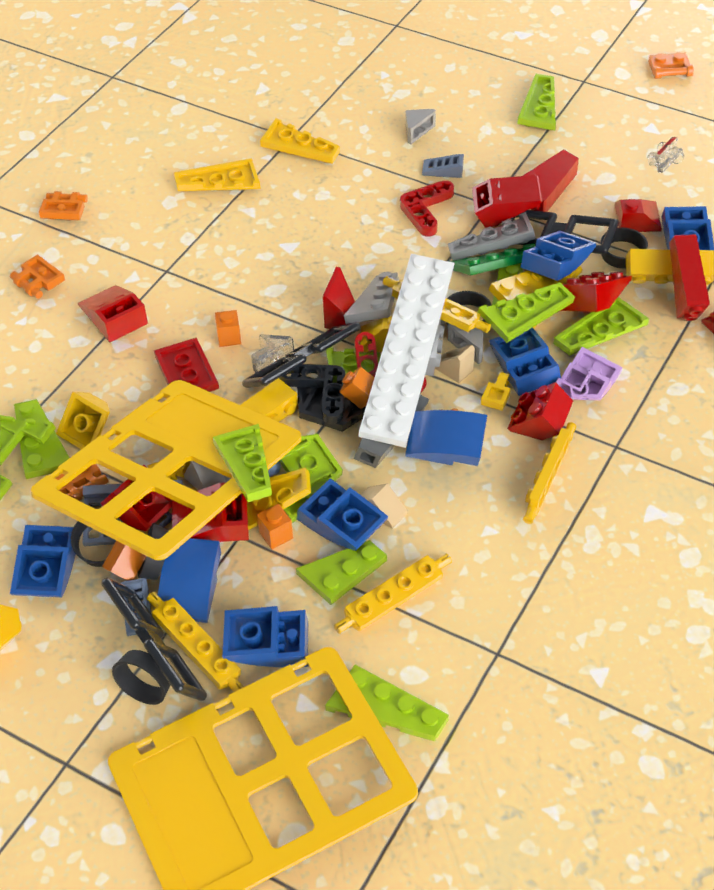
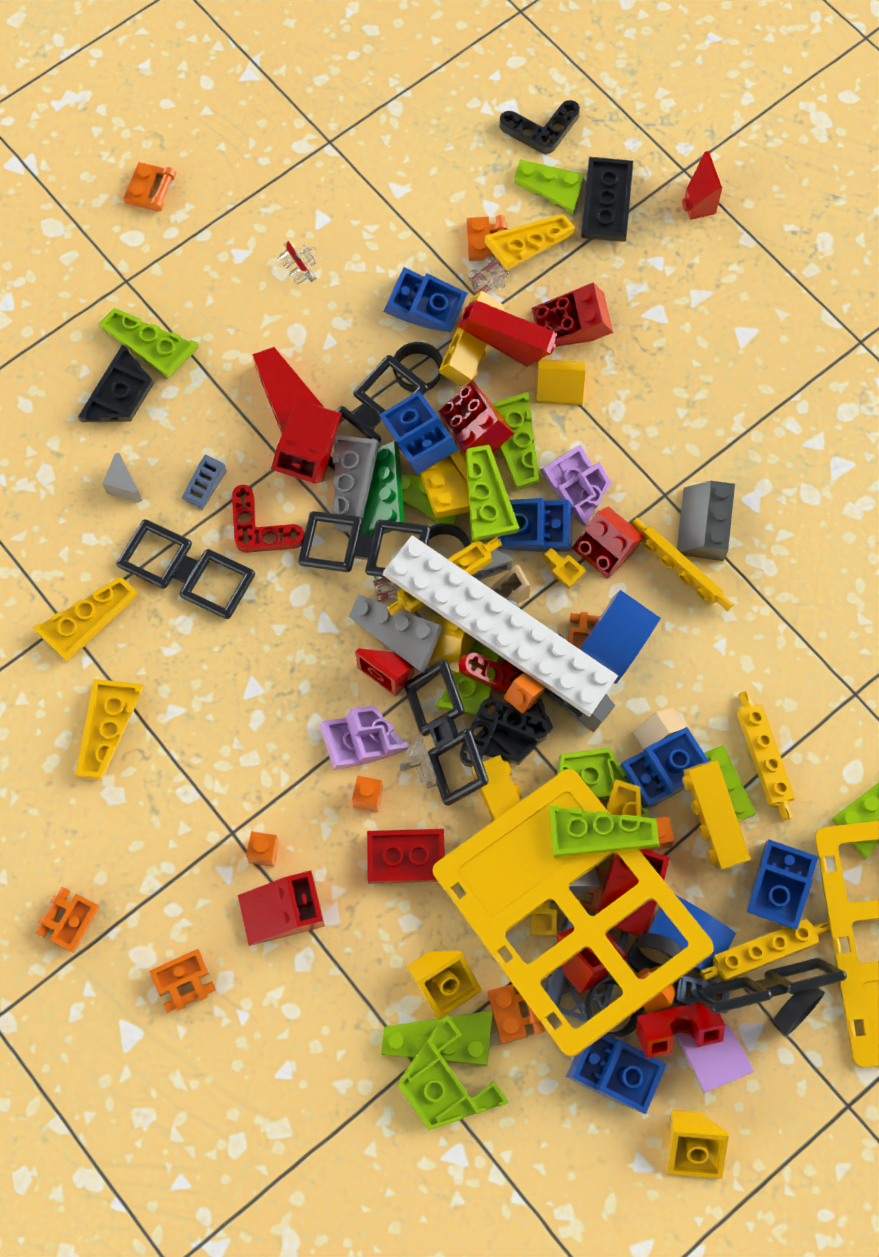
camera: 70 degrees left, 20 degrees up
(81, 625) = (716, 1062): none -> lavender slope
(85, 570) = (657, 1029): none -> red arch
(156, 283) = (262, 849): none -> orange brick
(274, 312) = (360, 738): none -> lavender slope
(309, 558) = (716, 815): none -> yellow brick
(366, 180) = (186, 569): none -> black bar
(444, 252) = (359, 545): none -> black bar
(489, 101) = (118, 391): none -> black wing
(608, 481) = (706, 520): none -> dark grey slope
(638, 215) = (371, 332): red slope -> none
(676, 339) = (560, 382): none -> yellow slope

